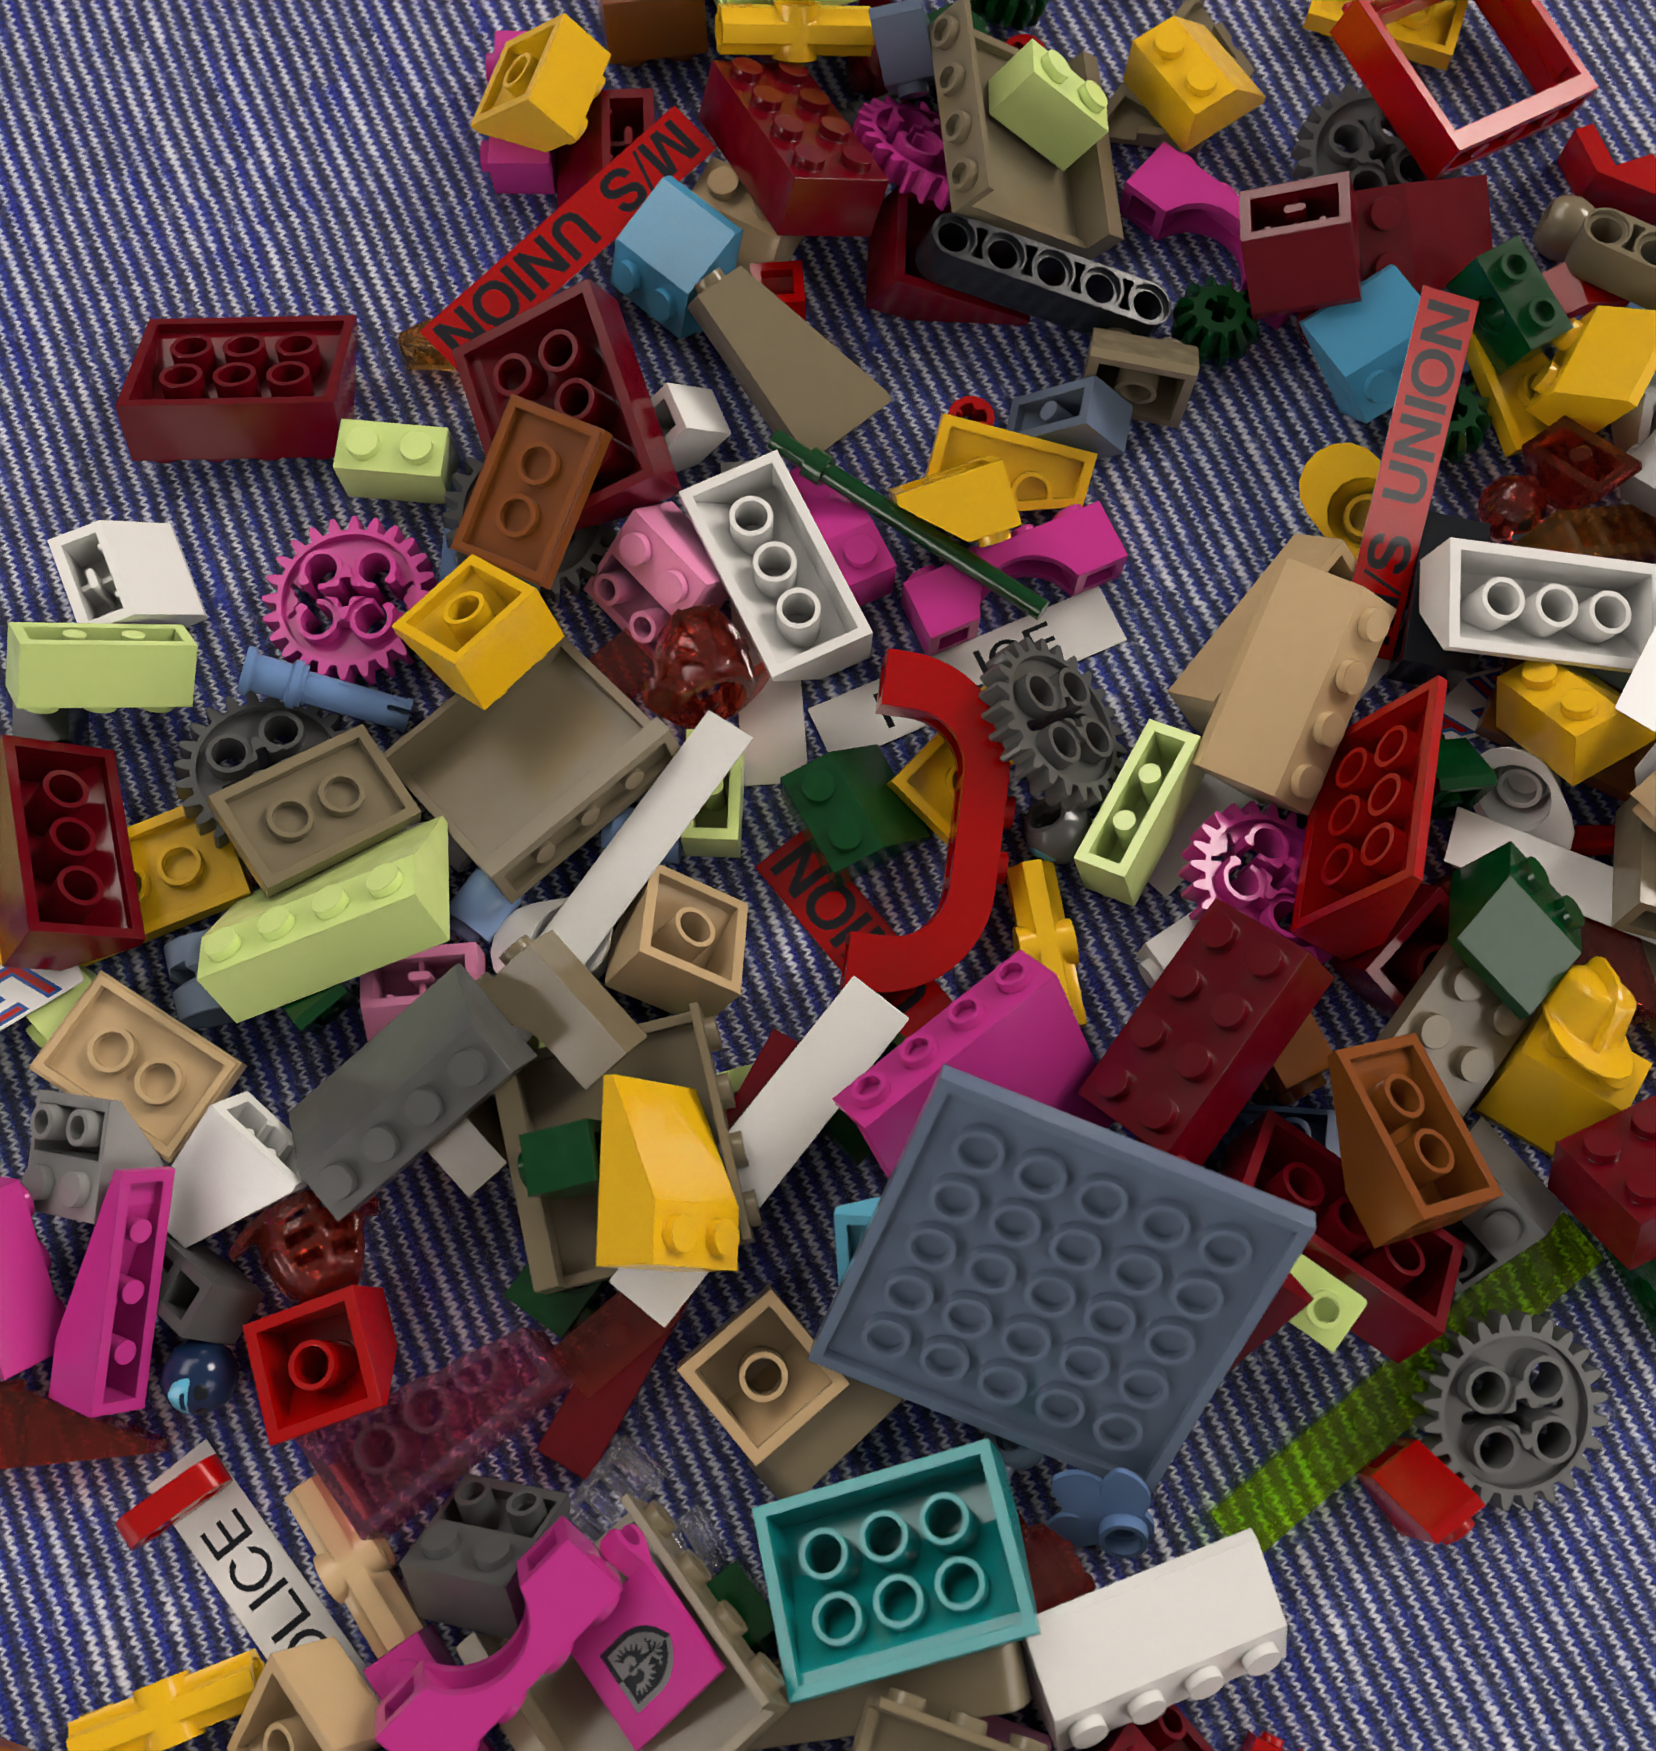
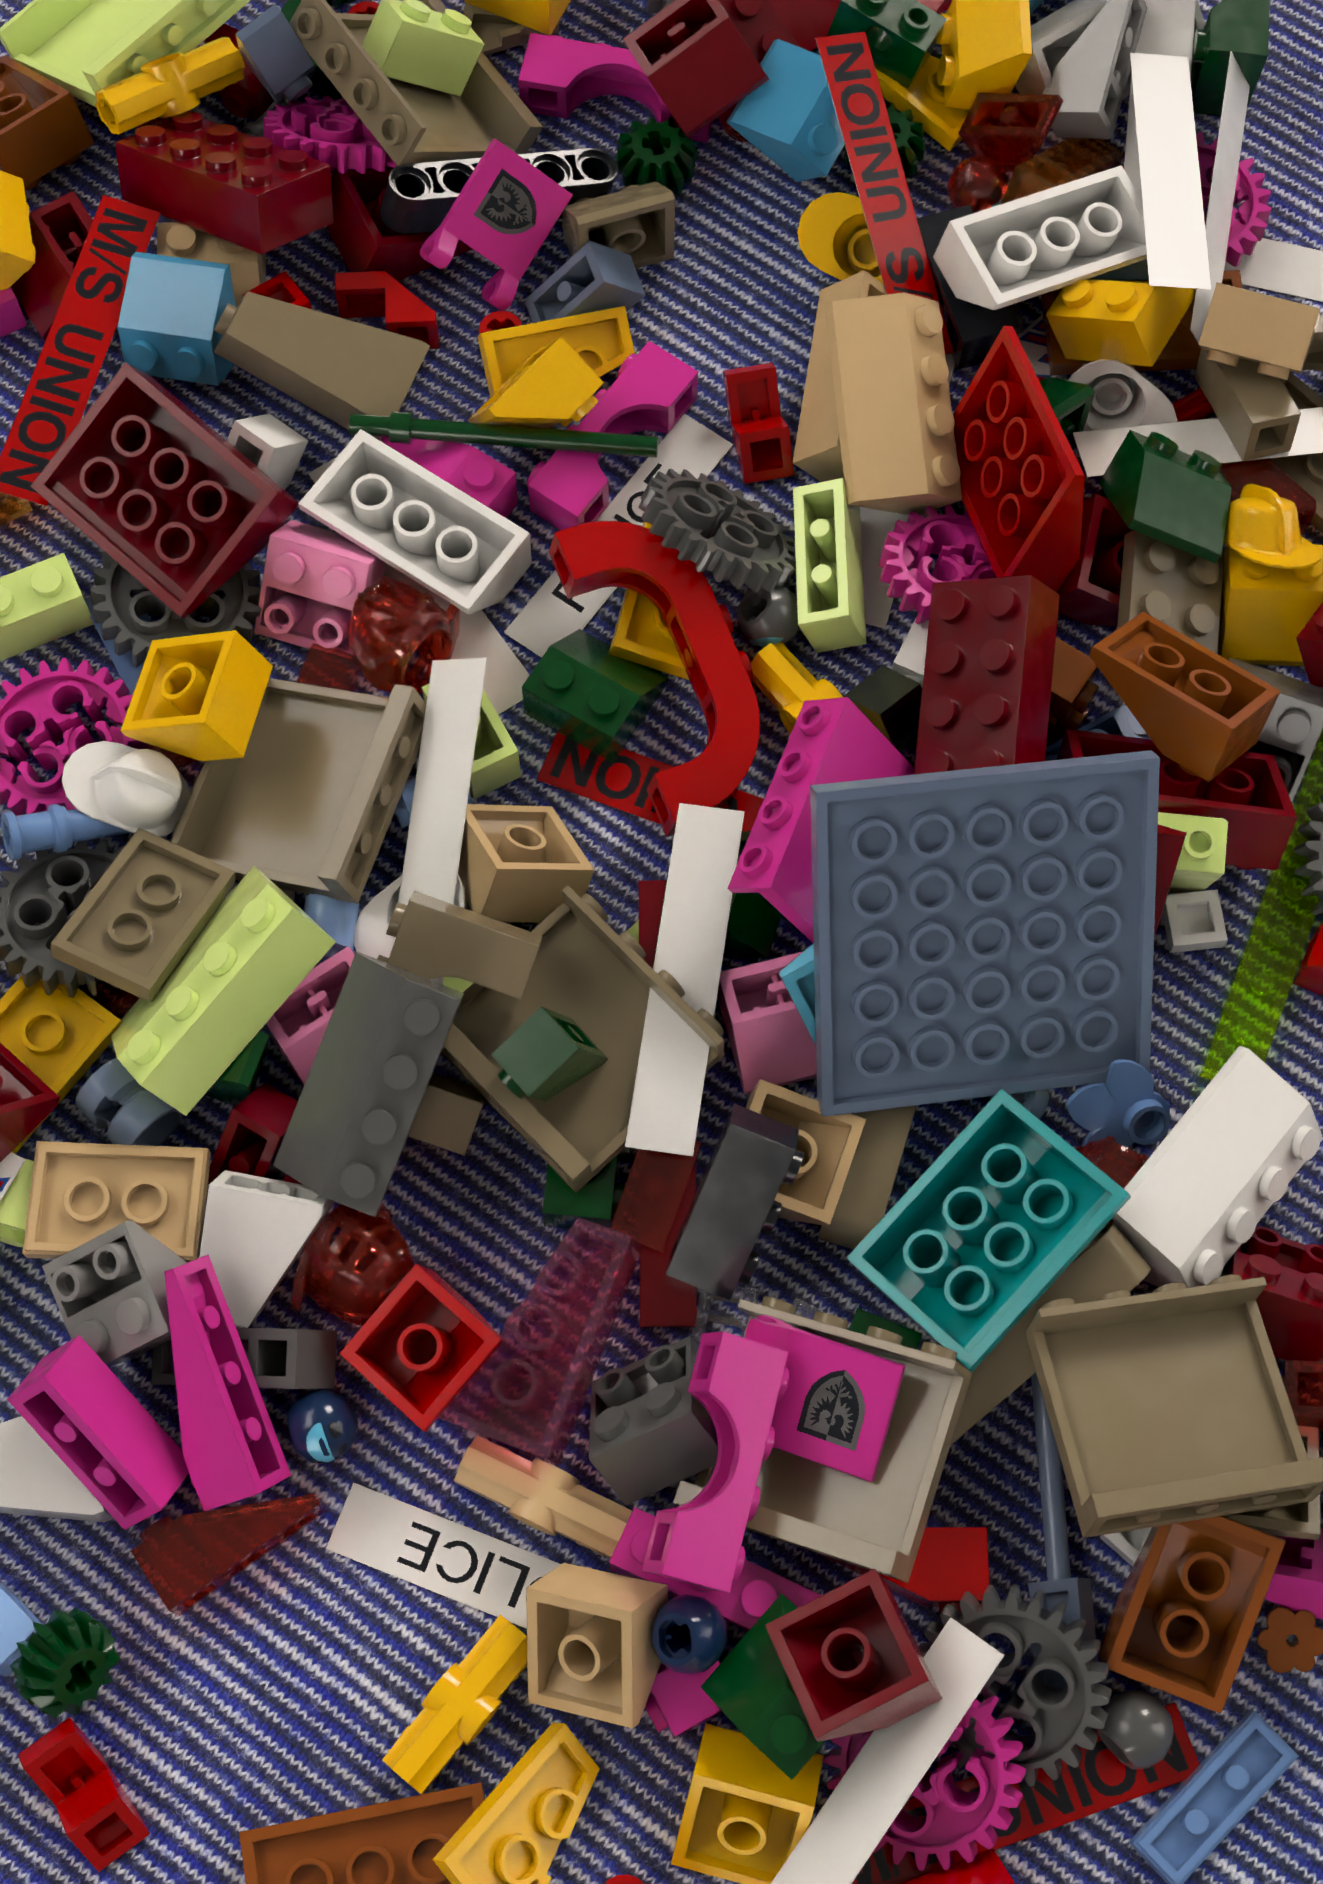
camera: 30 degrees left, 5 degrees down
(173, 1502) = (361, 1538): red beam -> none
(295, 1069) = (254, 1134): none -> dark red slope
(376, 678) = (126, 787): none -> white piece
(531, 491) = (173, 560): dark orange tile -> none
(662, 1182) = (632, 1036): yellow slope -> none
(673, 1400) = (735, 1203): none -> black brick
(804, 1237) = (765, 1025): none -> bright pink slope
(877, 325) = (383, 296): none -> red slope
(1028, 309) = (502, 216): none -> dark pink flag
(1113, 983) = (891, 705): none -> black brick
(1160, 633) = (757, 424): none -> red slope
(1290, 1362) = (1194, 921): none -> white plate

